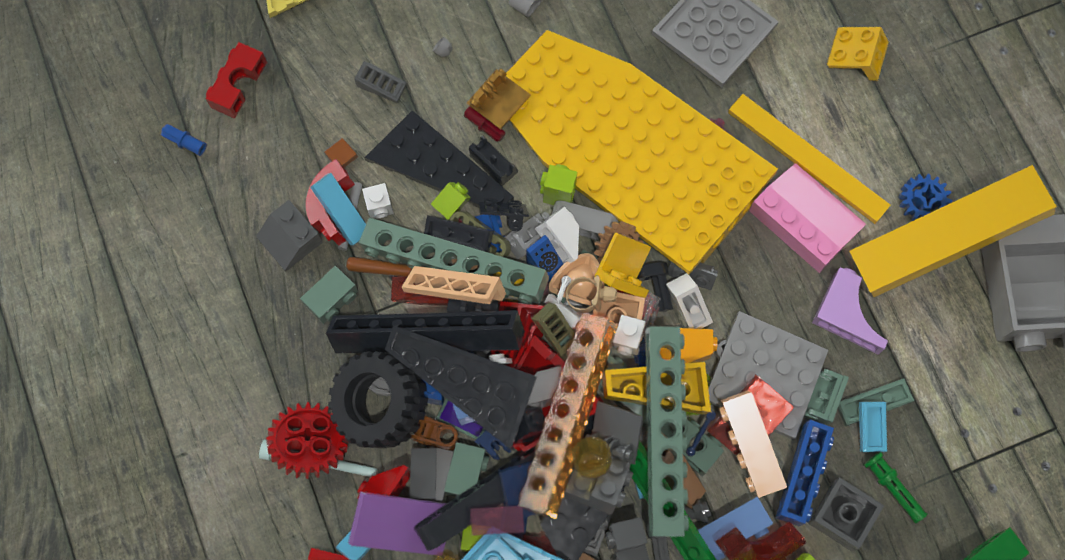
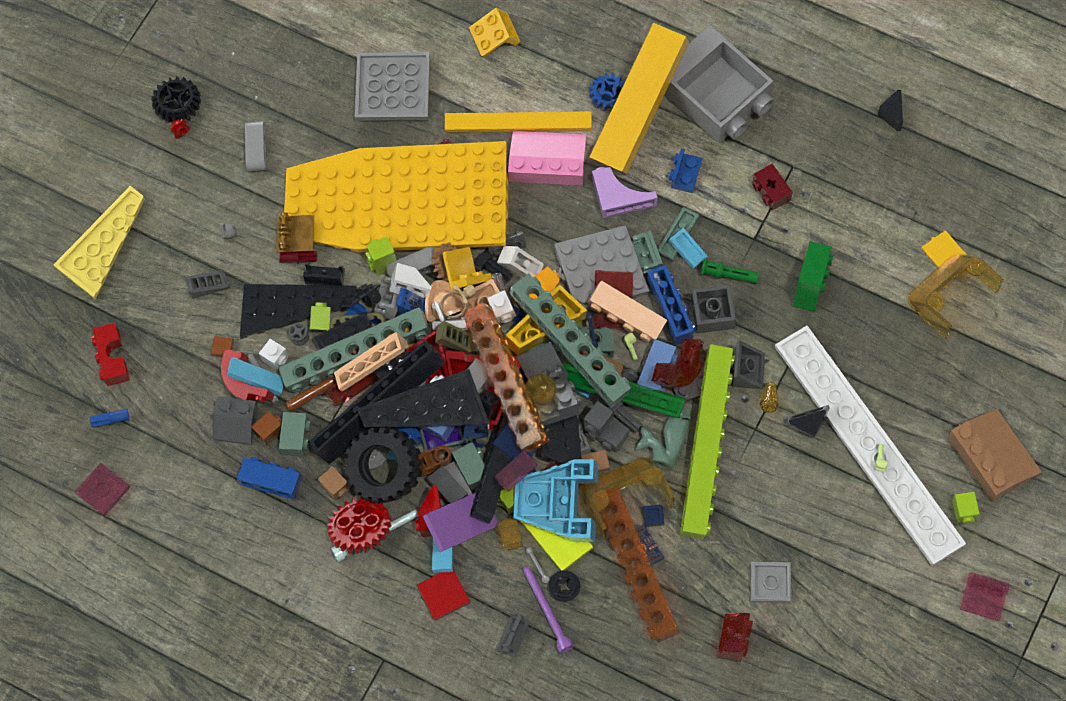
camera: 35 degrees left, 5 degrees down
(118, 202) = (102, 489): none -> clear pink tile
(270, 319) = (269, 478): none -> blue brick
(310, 268) = (268, 427): none -> dark orange brick
(321, 376) = (334, 484): none -> medium nougat brick
(417, 195) = (300, 330): none -> dark grey wheel
(731, 472) = (628, 340): none -> yellowish green hand
(937, 344) = (685, 172): none -> blue bracket
(1024, 424) = (765, 181): none -> dark red brick

